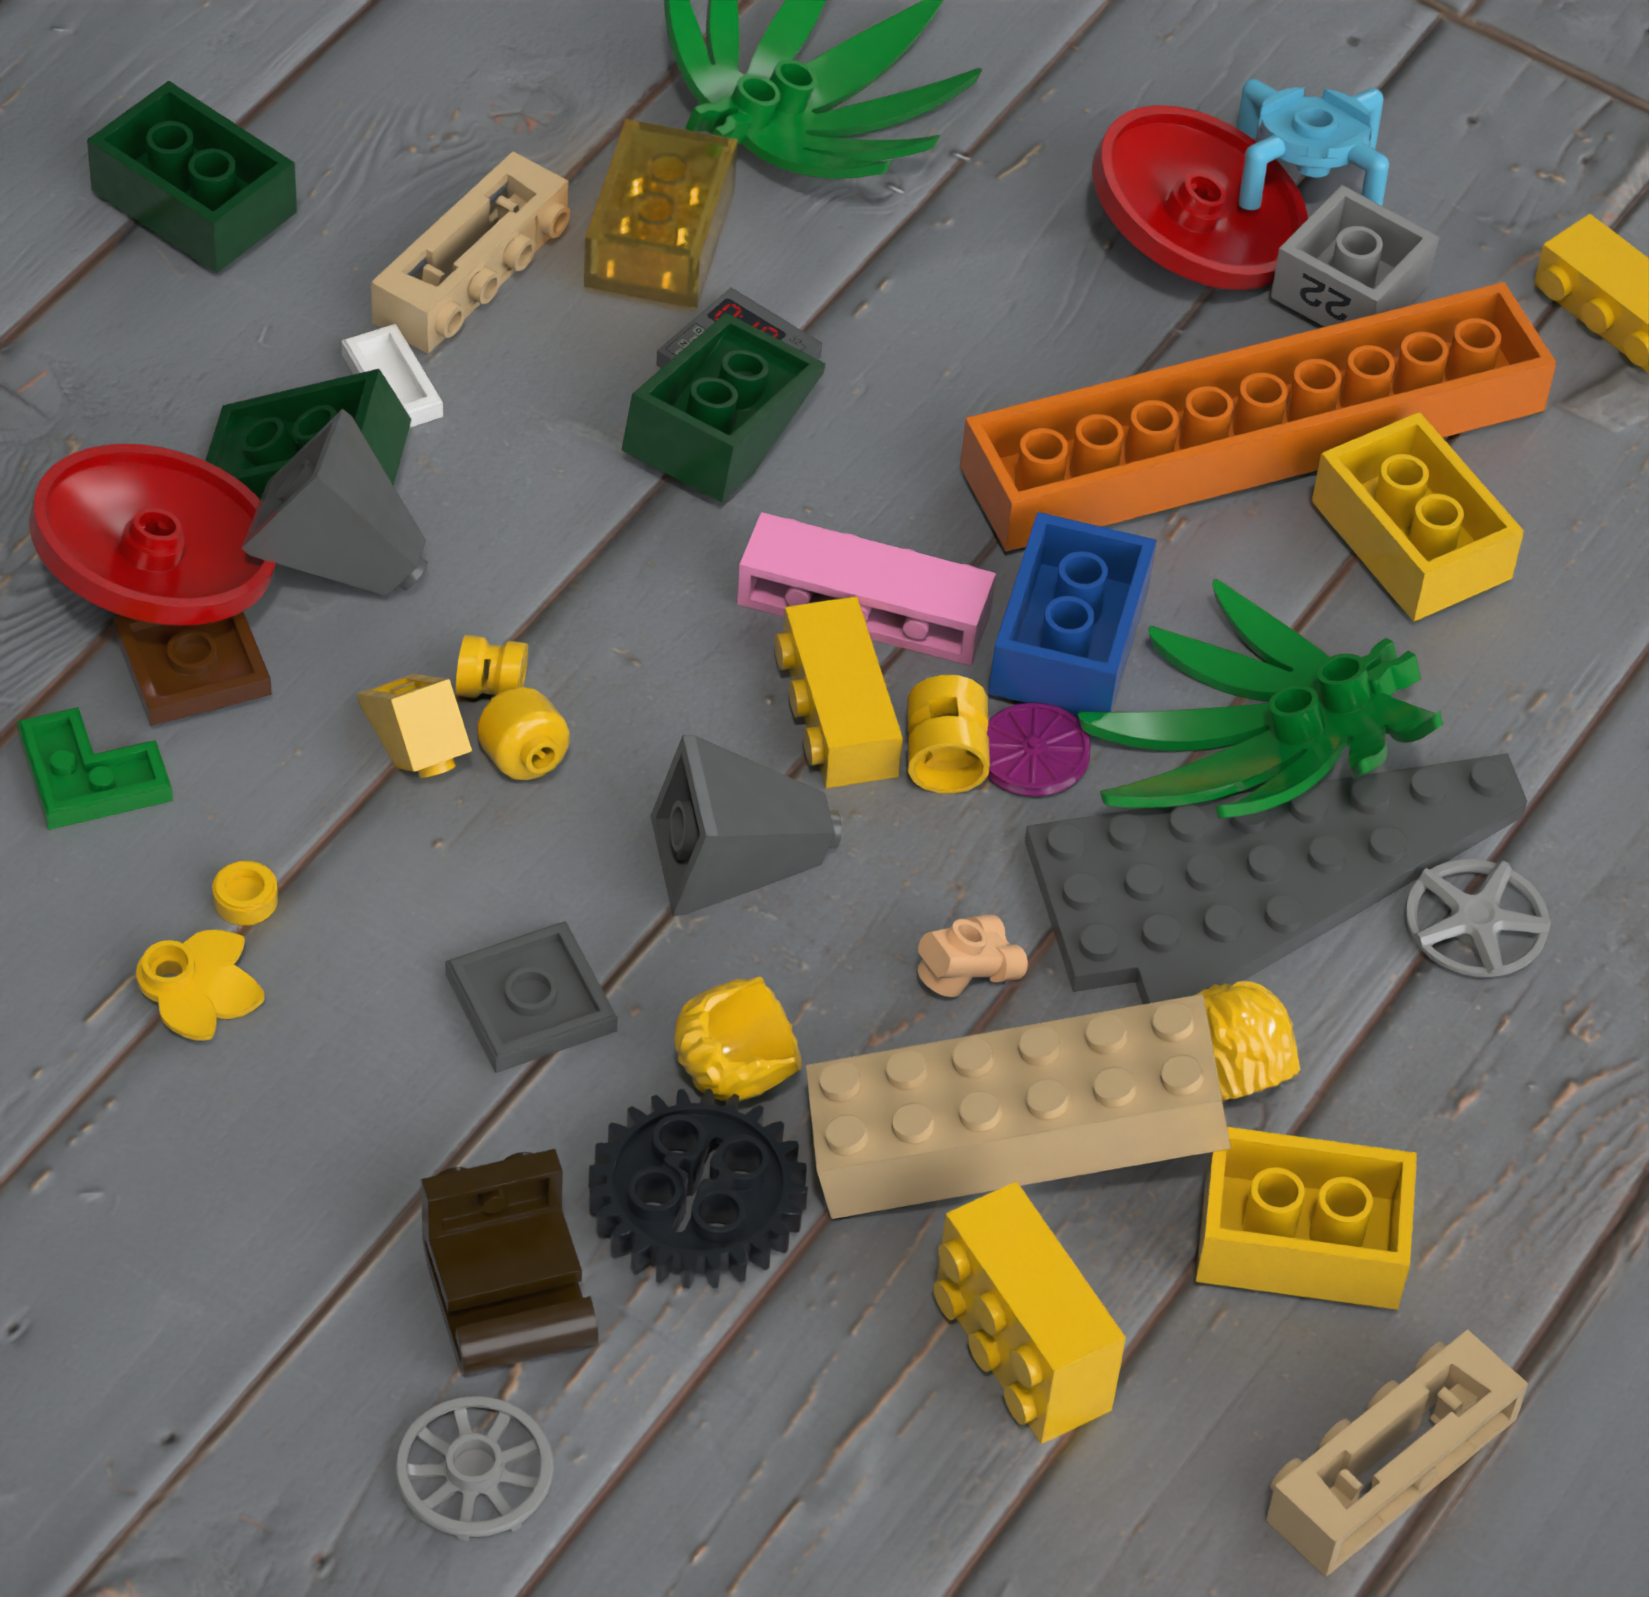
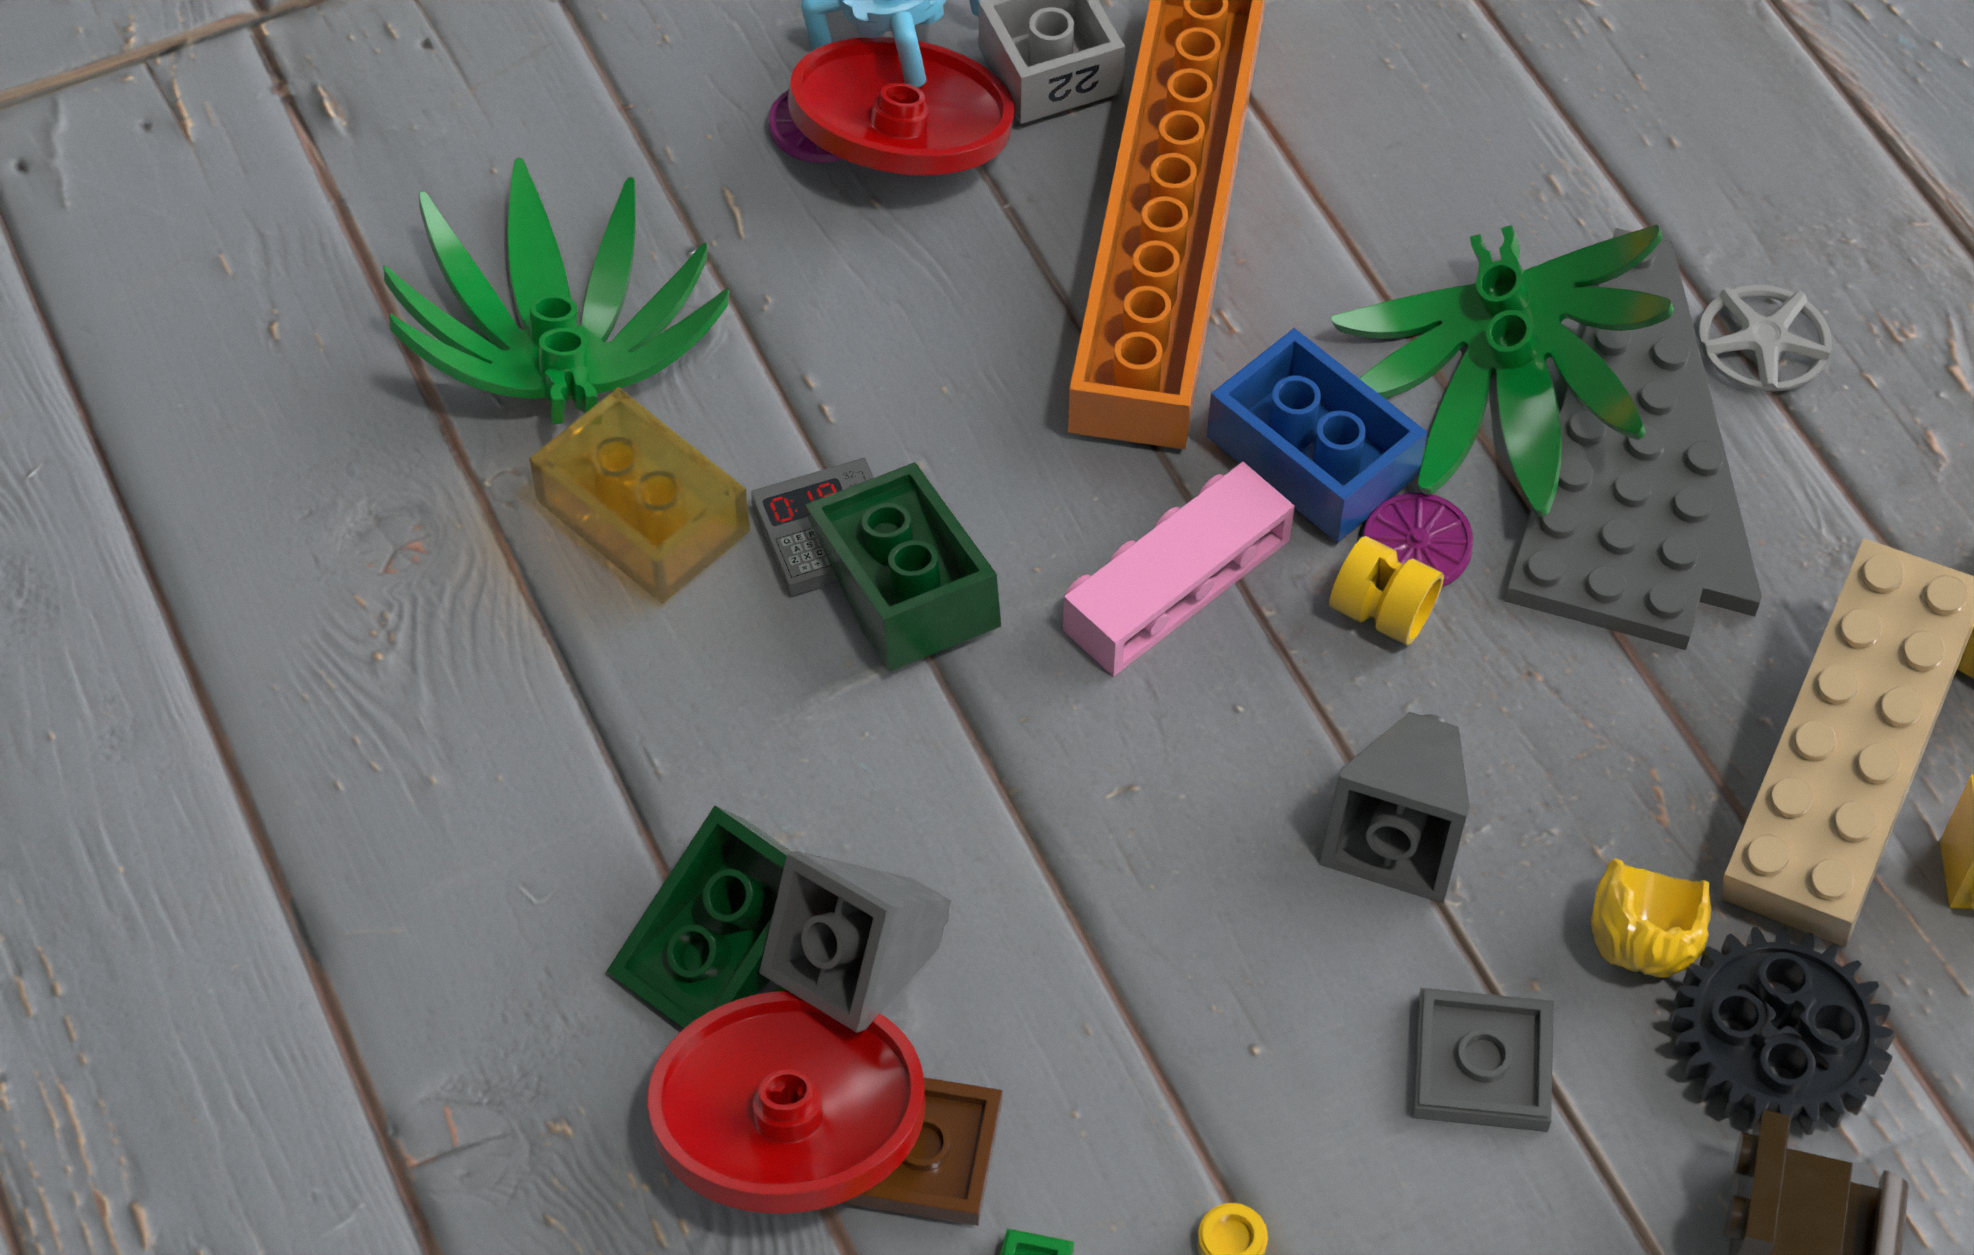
camera: 55 degrees left, 5 degrees up
(192, 176) = (312, 850): dark green brick -> none
(391, 354) = (660, 809): white tile -> none
(417, 723) = (1121, 992): yellow slope -> none
(471, 252) = (611, 734): tan brick -> none
(506, 667) = (1096, 901): yellow wheel -> none
(523, 729) = (1191, 913): yellow head -> none
(839, 692) = (1285, 645): yellow brick -> none
(966, 951) = (1630, 698): light nougat plate -> none
(1250, 1038) = (1813, 554): yellow hair -> none
(1417, 516) = (1350, 150): yellow brick -> none

